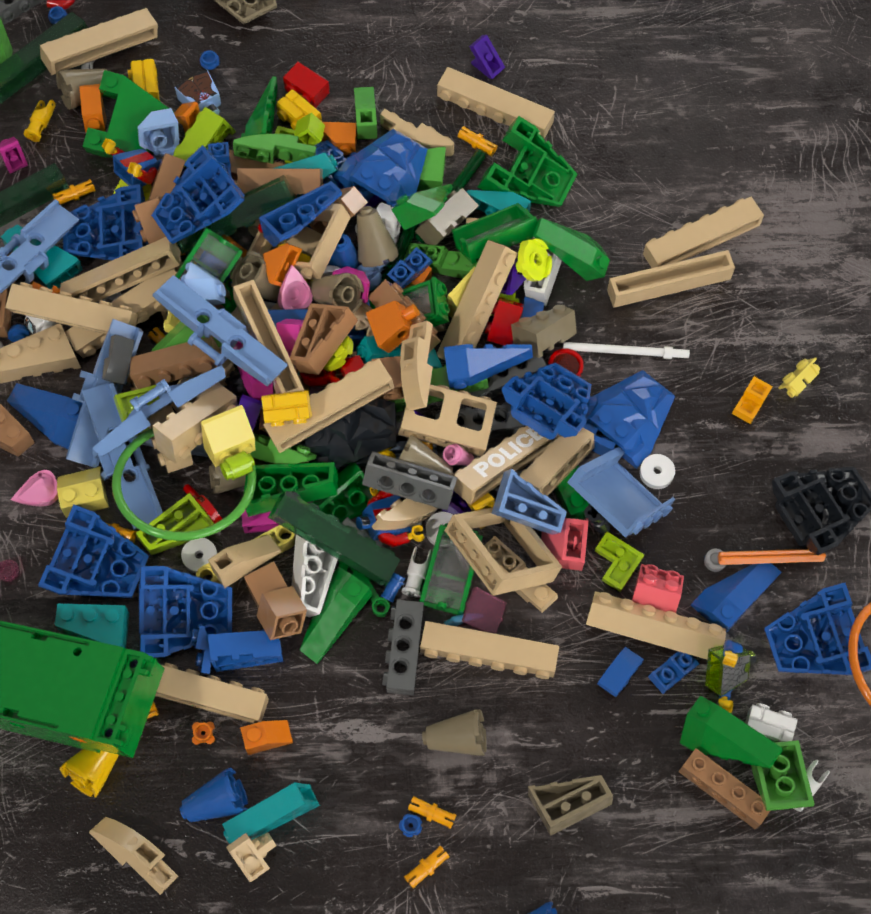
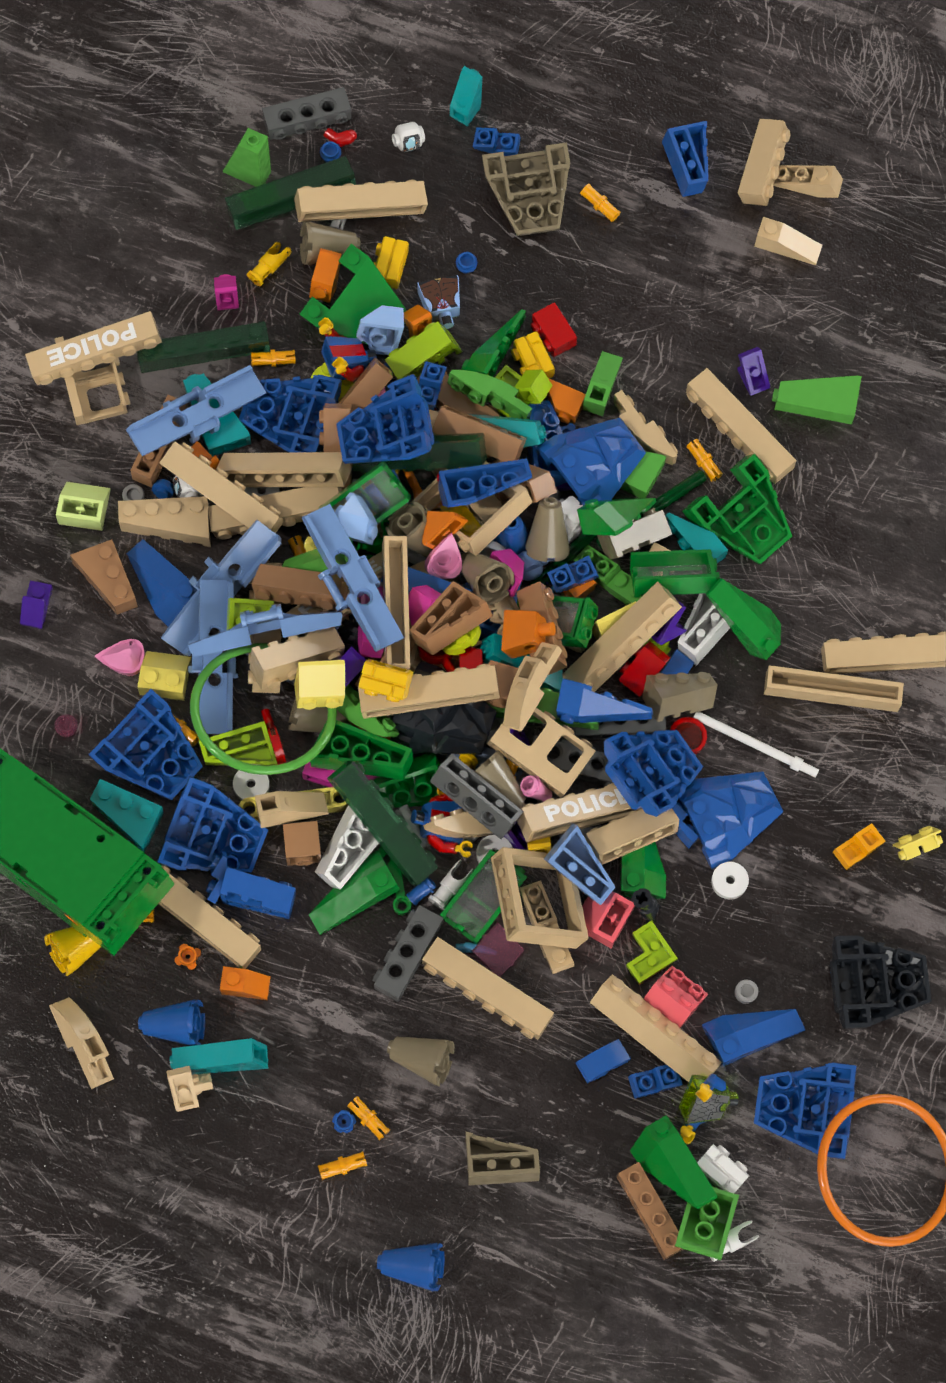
camera: 20 degrees right, 5 degrees up
(119, 359) = (244, 567): dark grey slope -> none
(237, 465) = (317, 716): lime brick -> none
(281, 612) = (304, 874): medium nougat head -> none
(528, 252) = (687, 618): neon yellow plate -> none
(550, 59) = (820, 398): none -> bright green slope
(618, 494) = (675, 889): medium blue panel -> none
(769, 556) = (797, 1009): orange axle -> none

